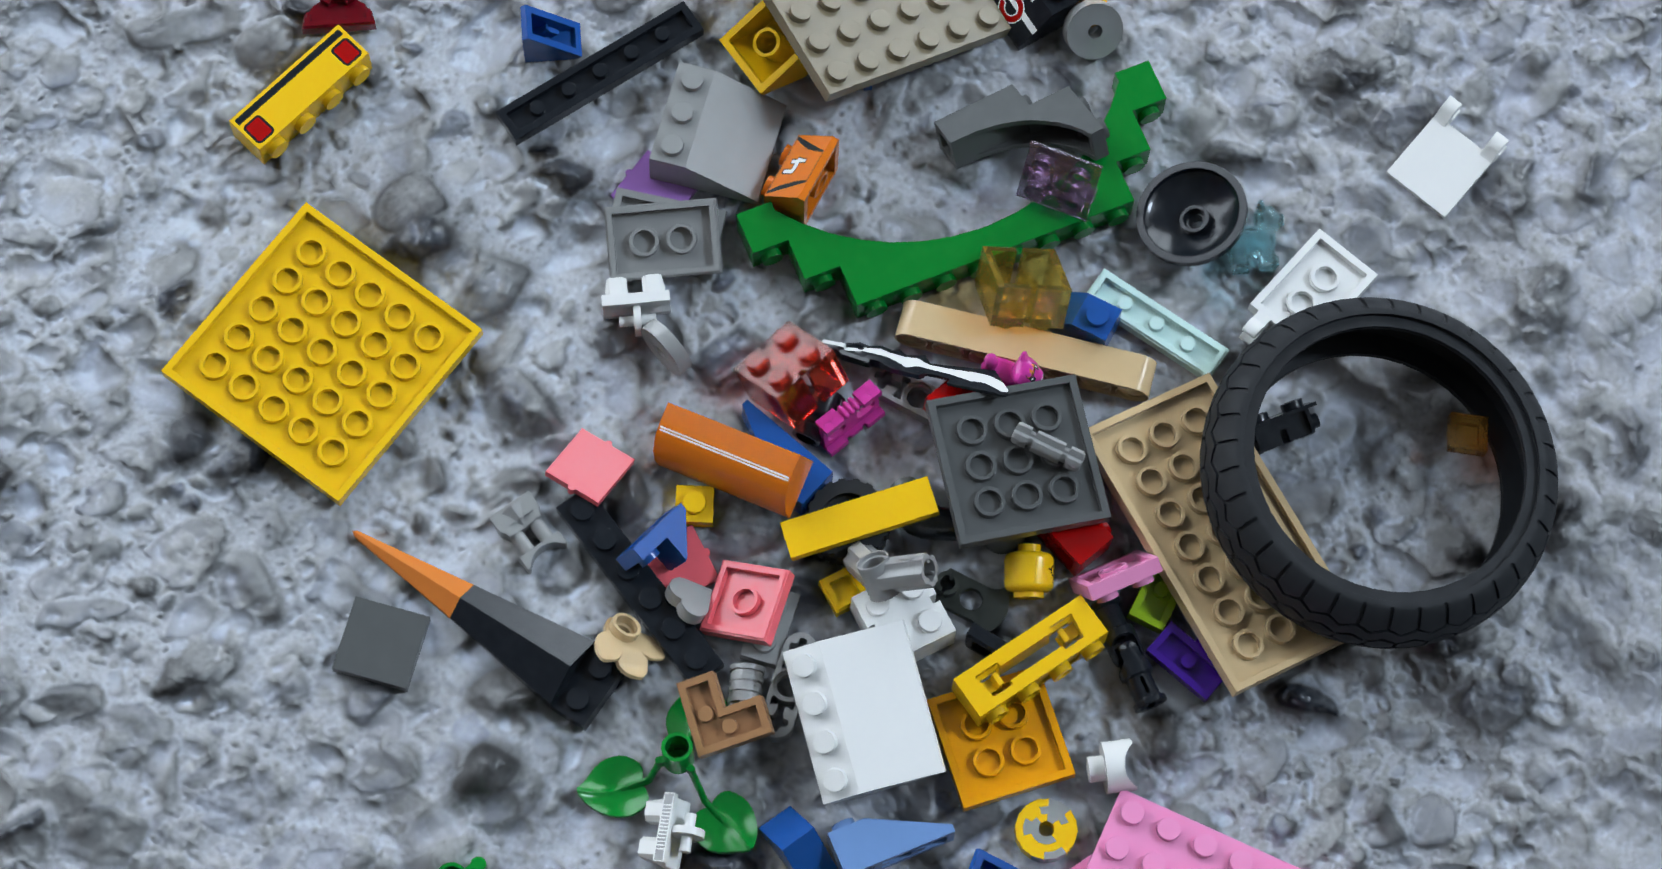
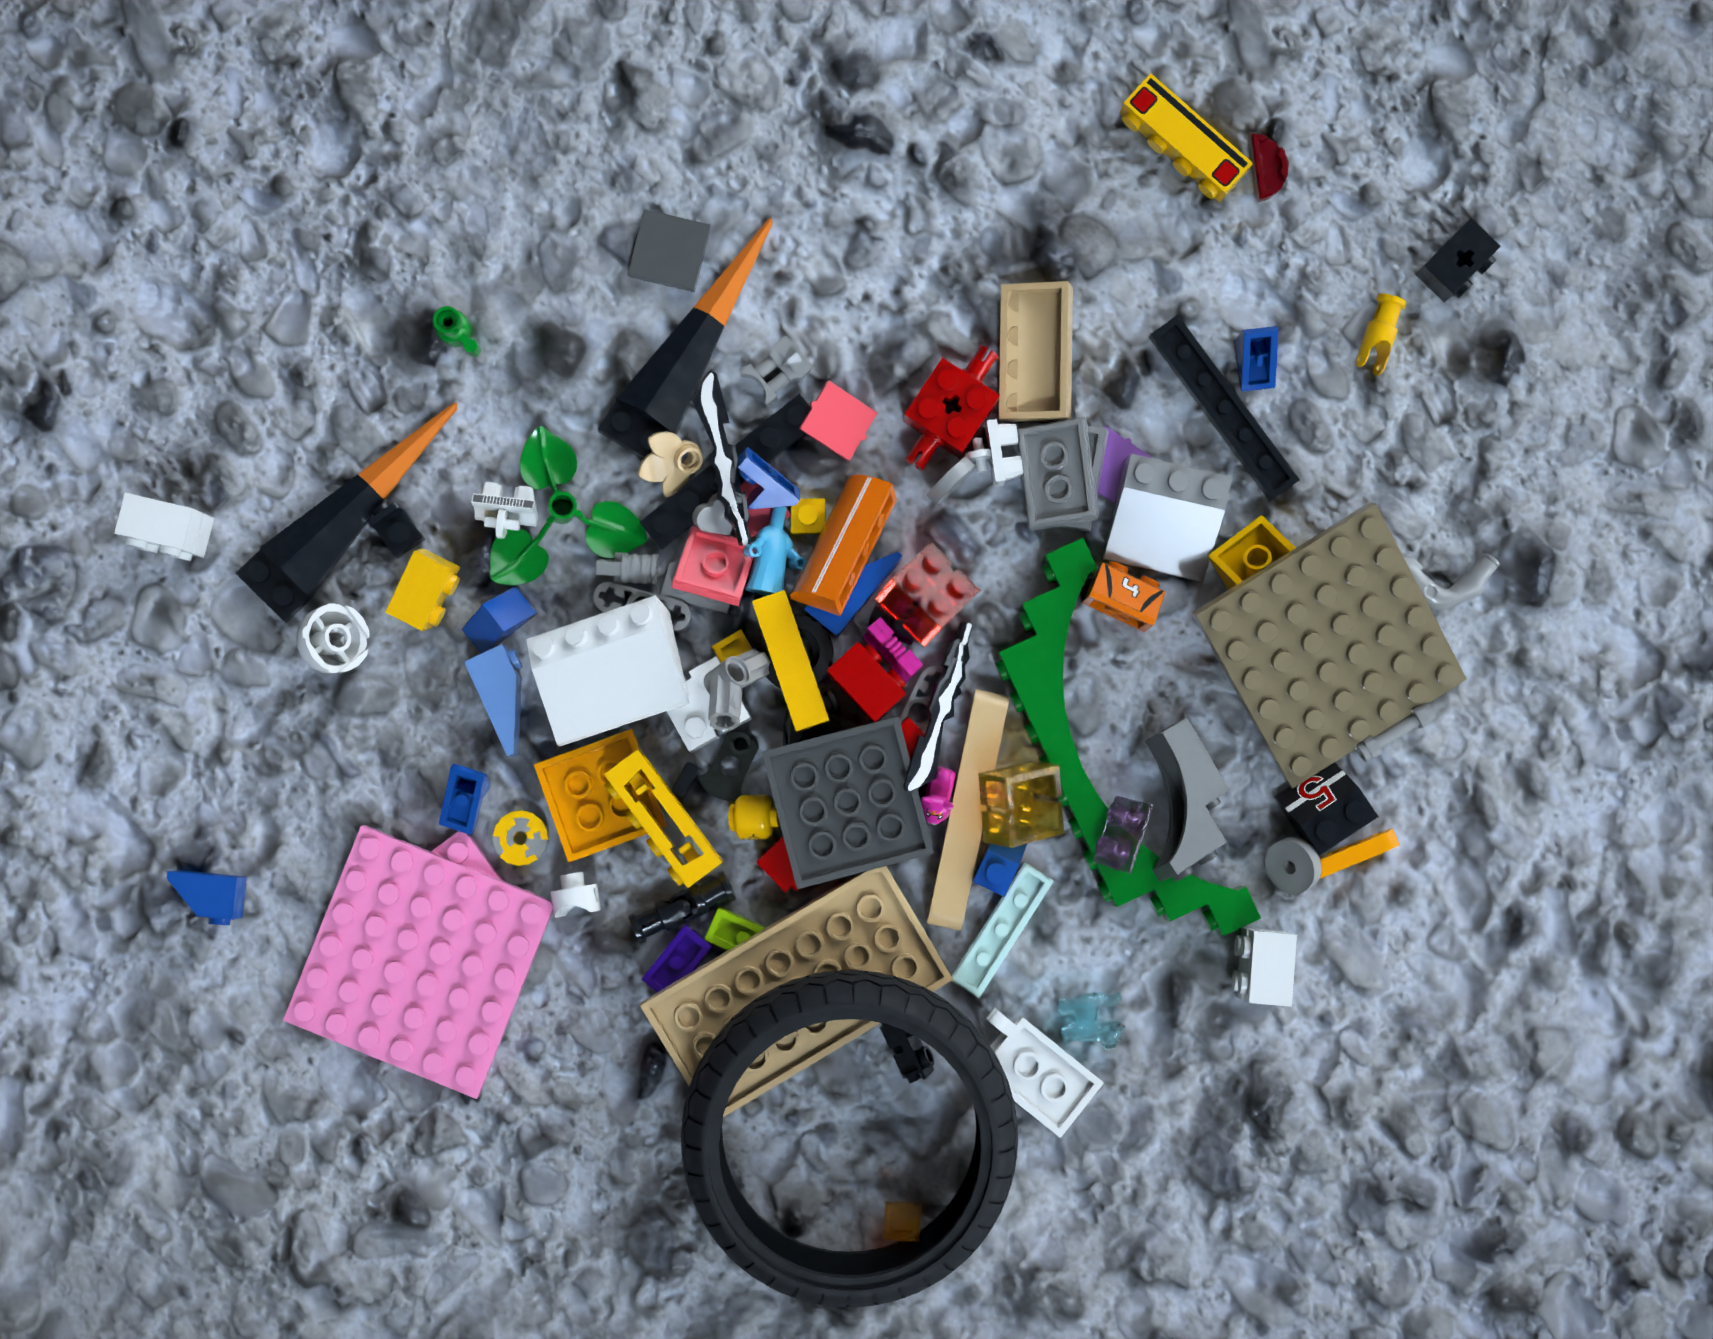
camera: 90 degrees right, 15 degrees up
(322, 353) = (936, 178): yellow plate -> none
(526, 258) = (1036, 352): none -> tan slope
(581, 323) = (948, 386): none -> red brick
(626, 586) = (713, 414): none -> black sword
(717, 726) = (596, 539): medium nougat plate -> none
(740, 543) = (770, 555): none -> medium azure piece
(886, 440) = (867, 682): none -> red piece
(1048, 446) = (857, 829): light grey axle -> none
(1105, 580) = (748, 895): bright pink plate -> none
(1190, 195) = (1119, 943): black dish -> none
(1199, 58) = (1265, 966): none -> white piece
(1444, 162) = (1179, 1202): white flag -> none

